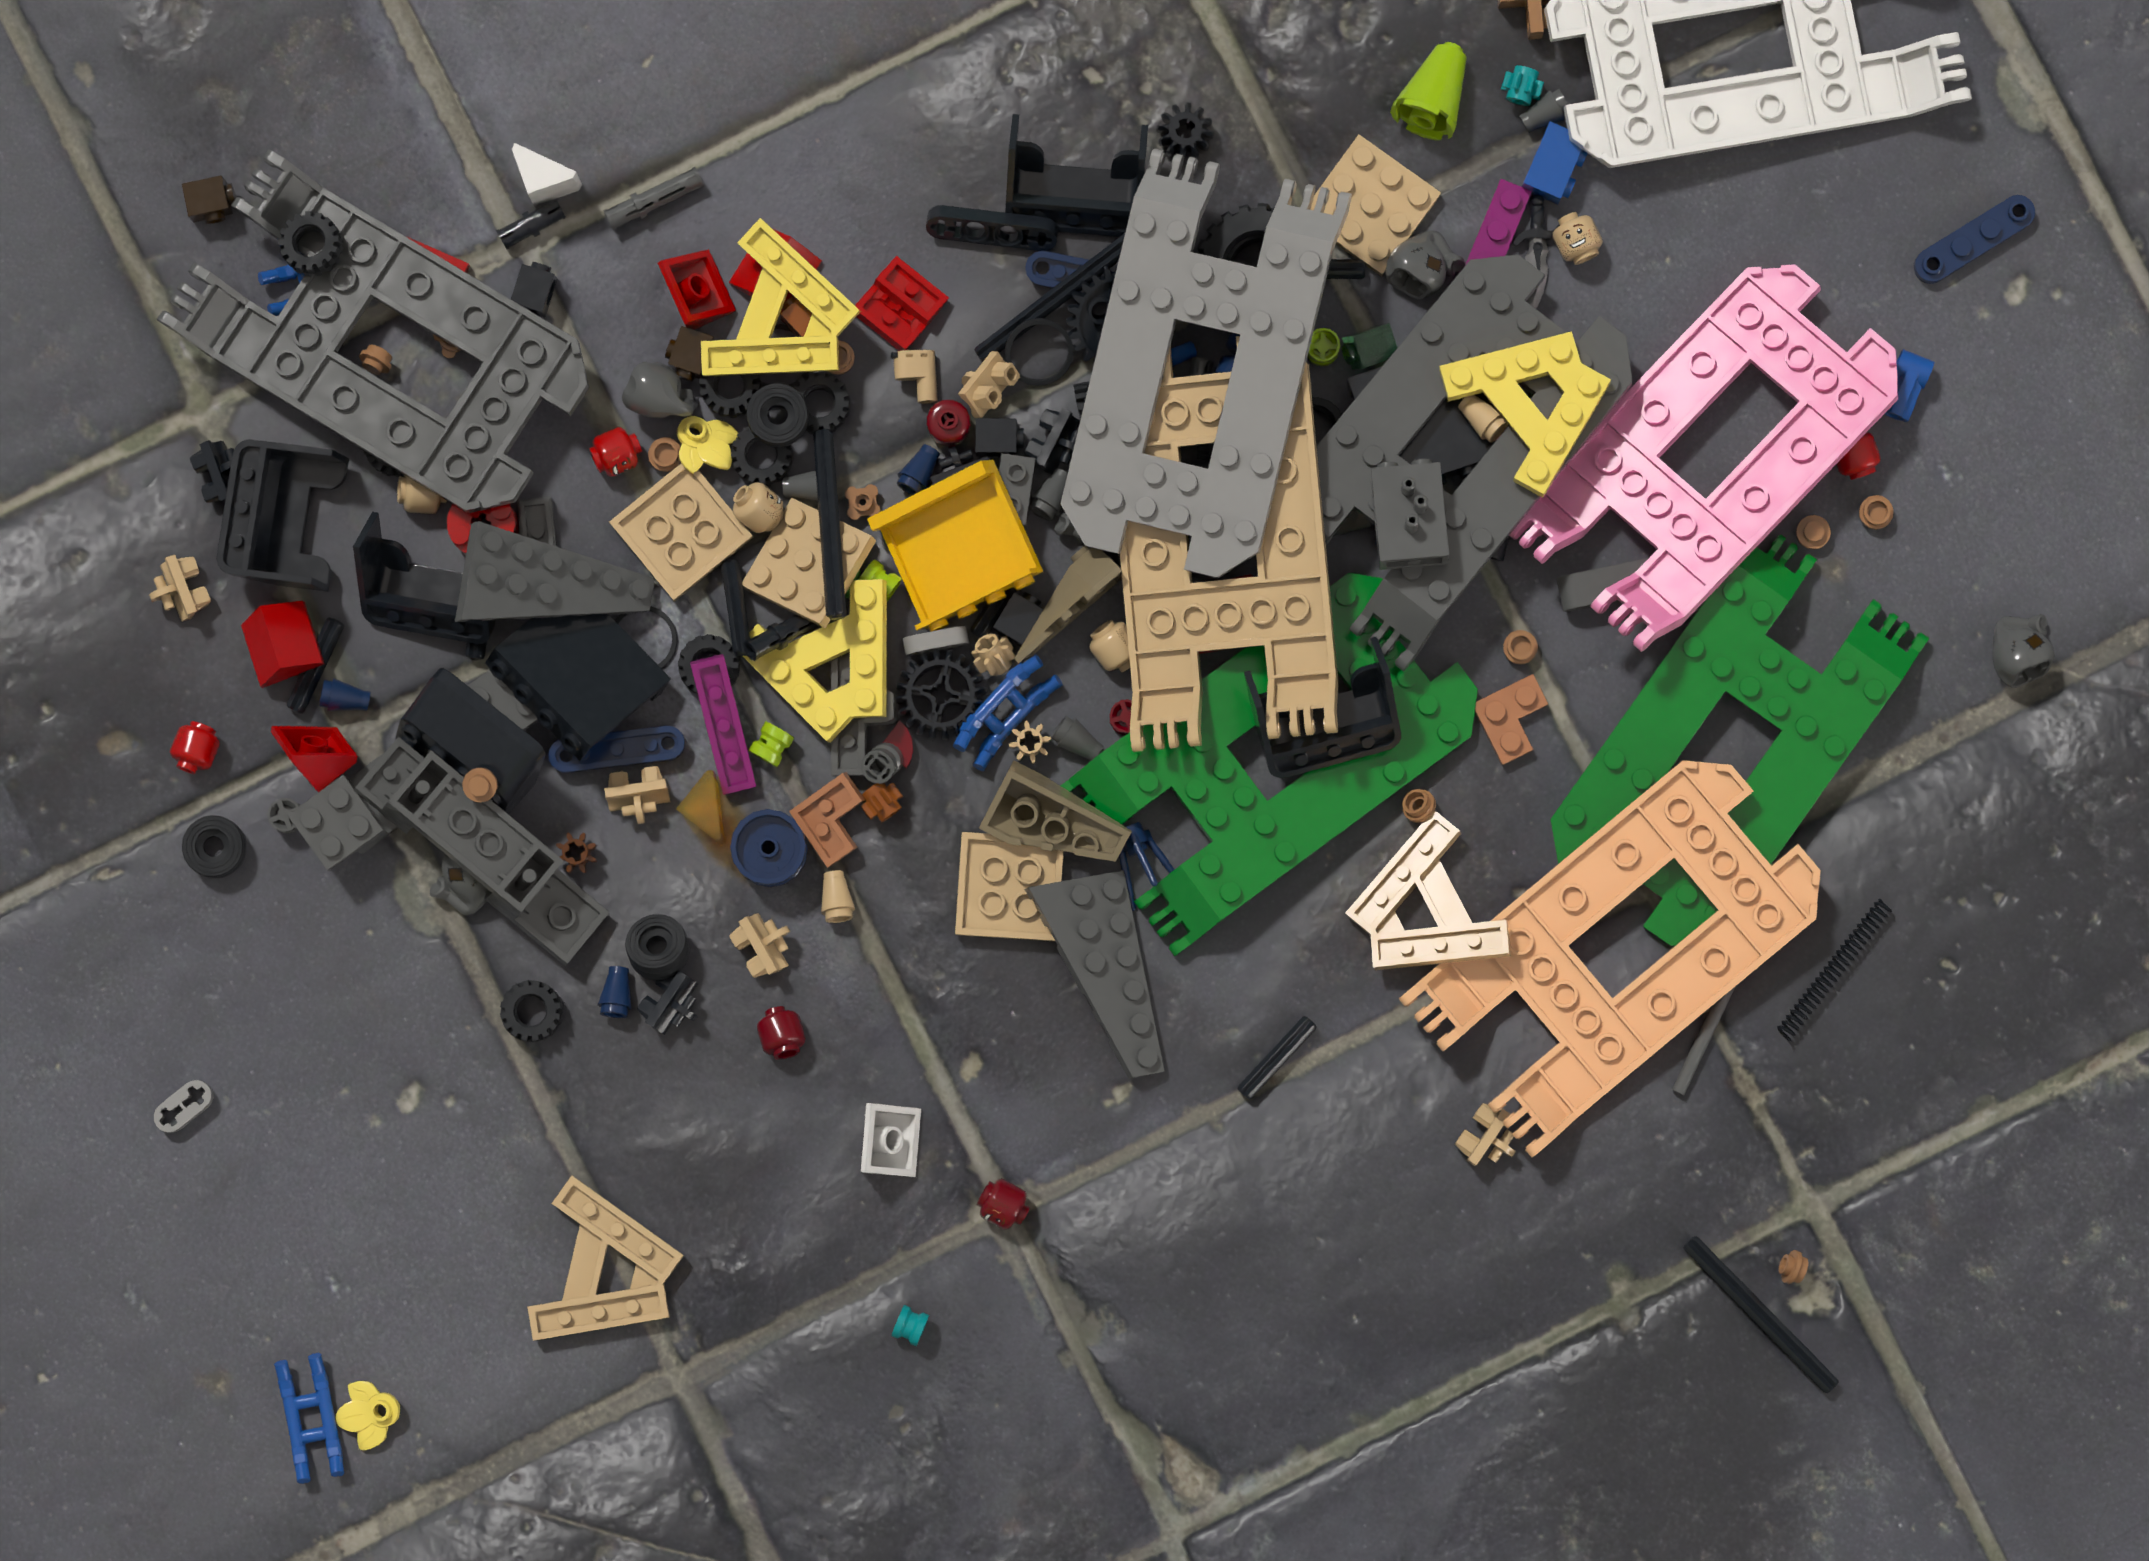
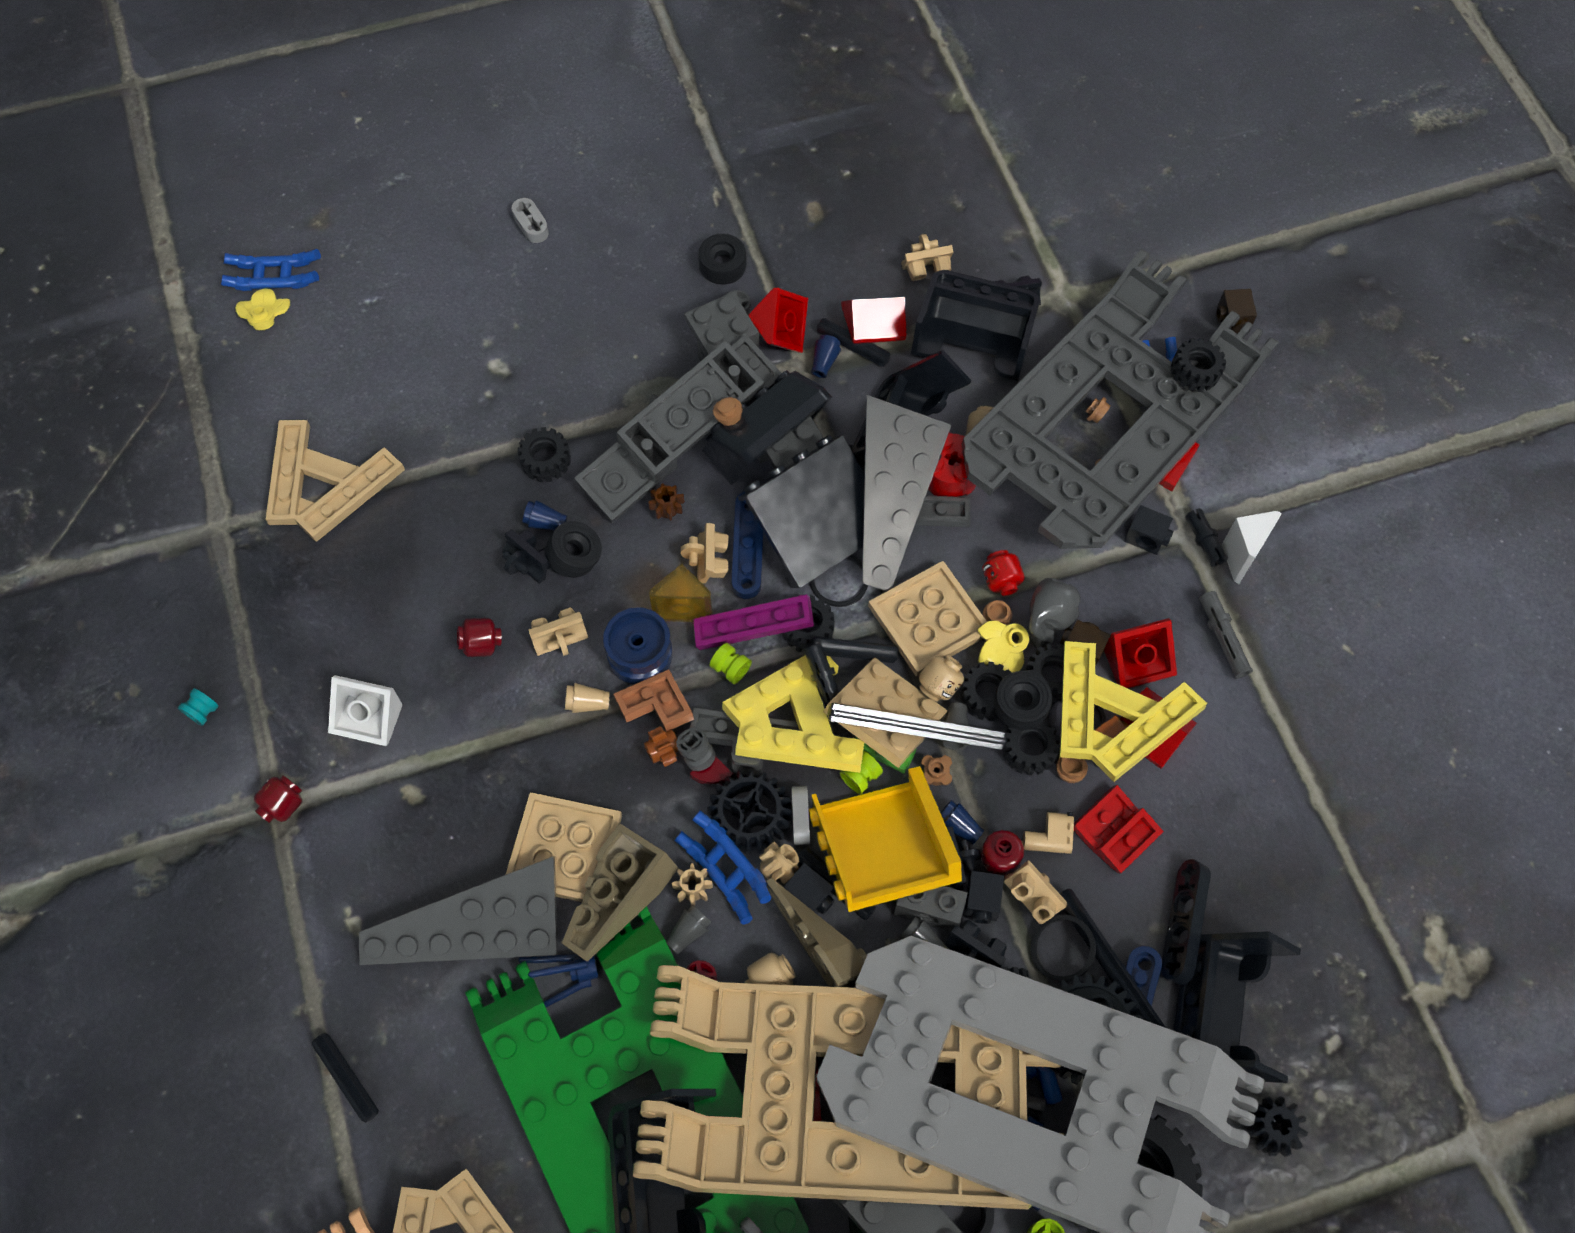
camera: 95 degrees right, 20 degrees down
(194, 747) = (801, 253): red head -> none

